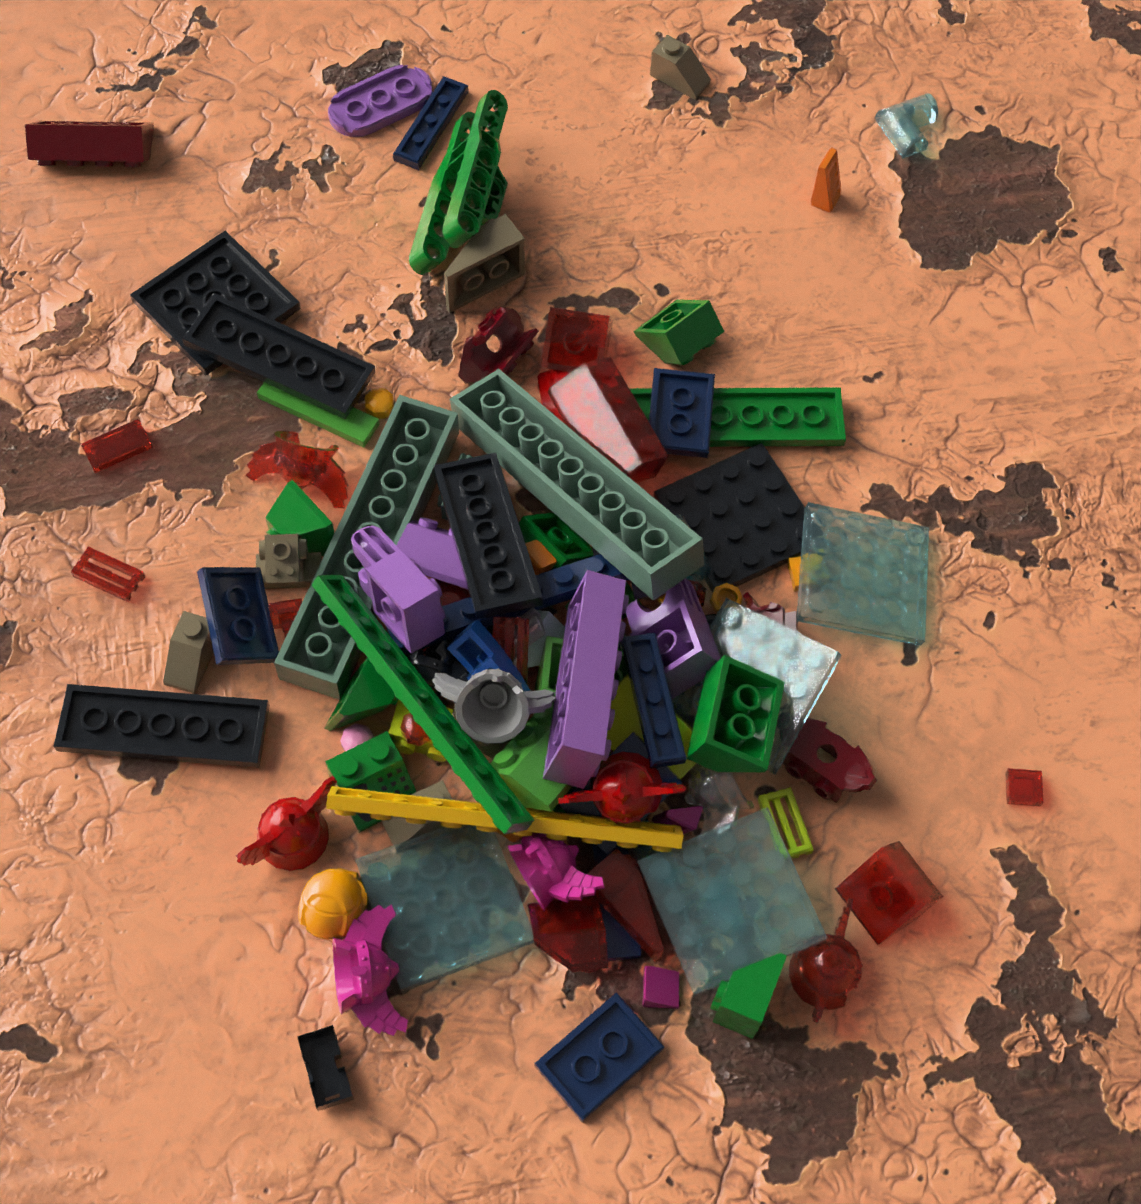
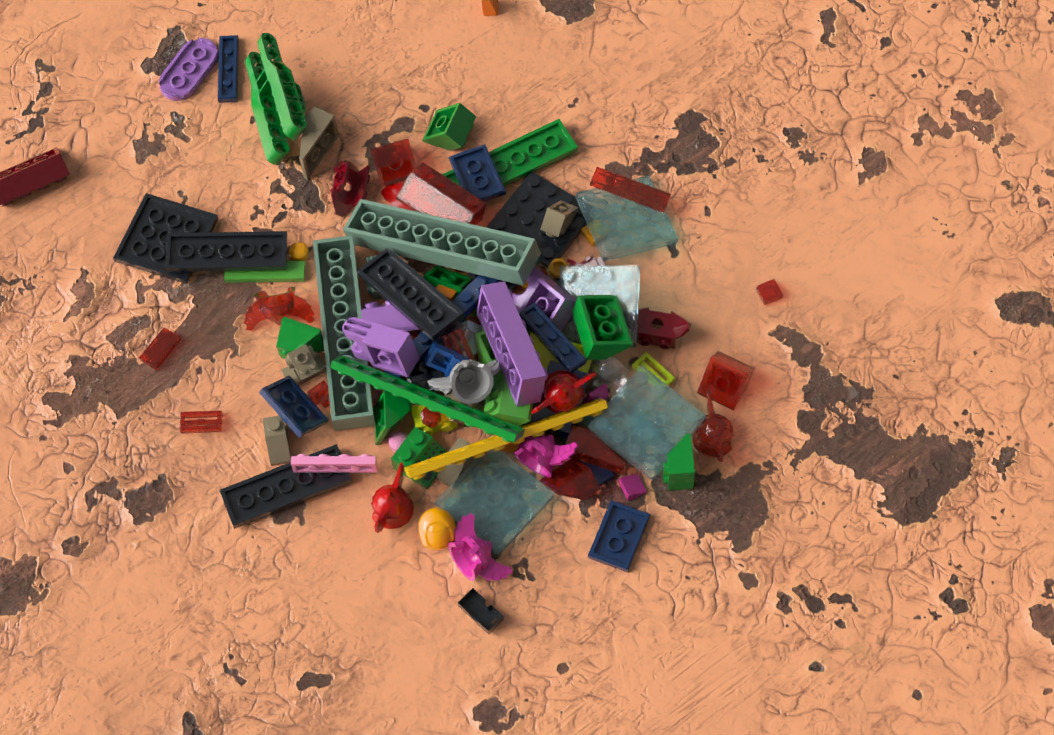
camera: 20 degrees left, 0 degrees up
(231, 721) = (342, 463): none -> bright pink plate
(762, 527) = (558, 218): none -> dark tan slope
(890, 535) = (630, 189): none -> clear red tile

